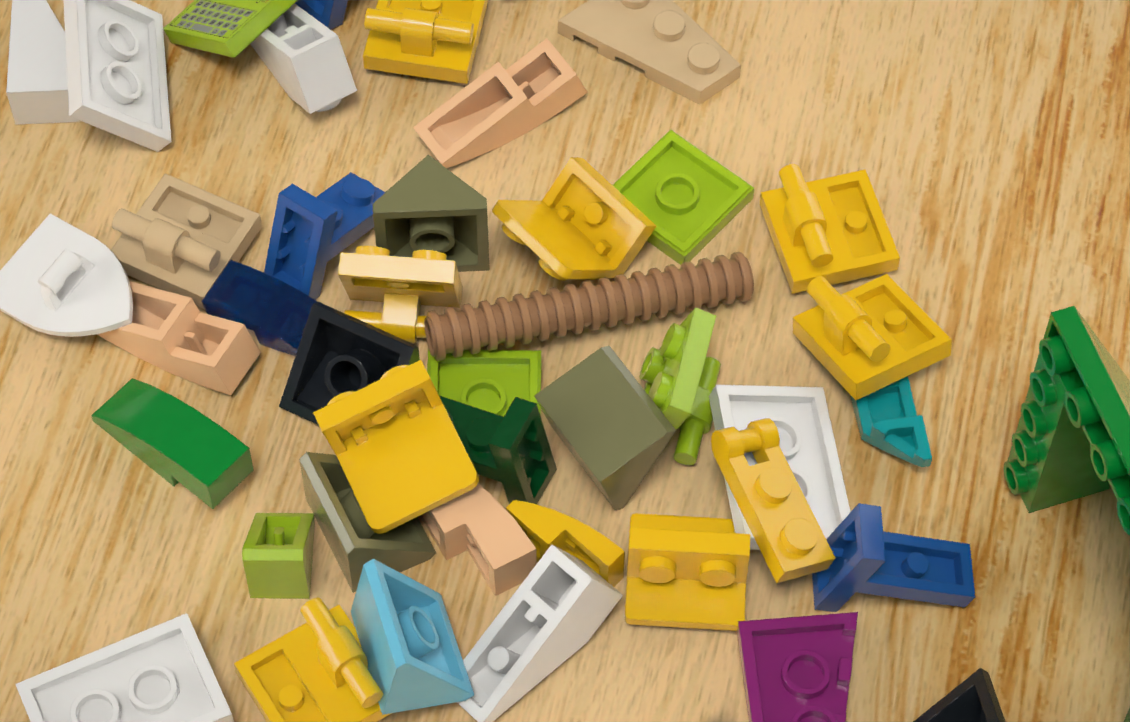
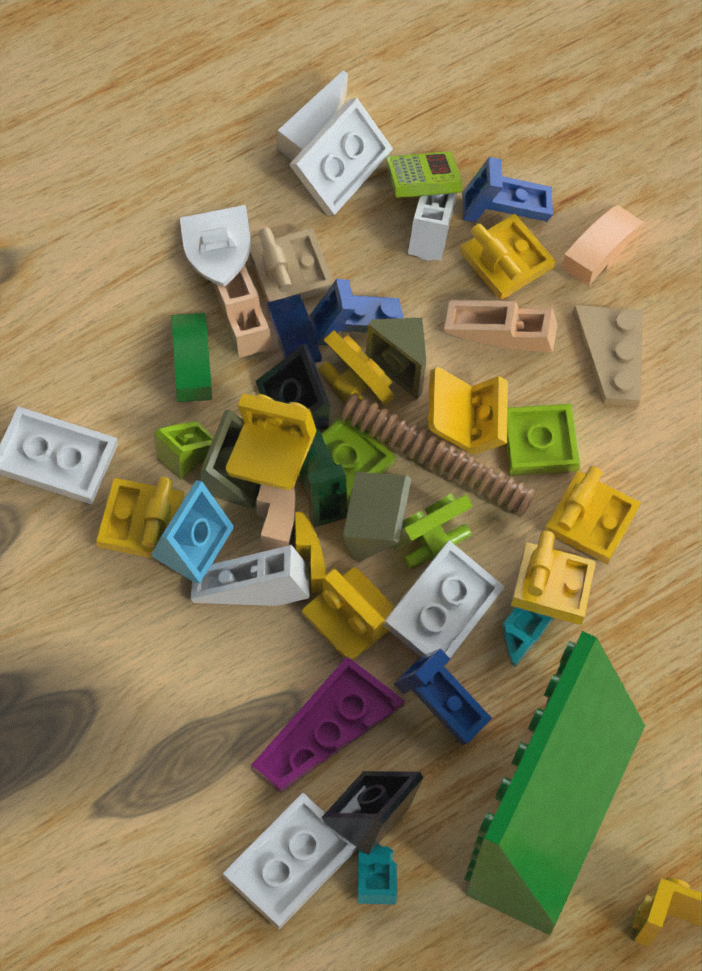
camera: 40 degrees right, 5 degrees up
(771, 500) = (414, 615): yellow plate -> none

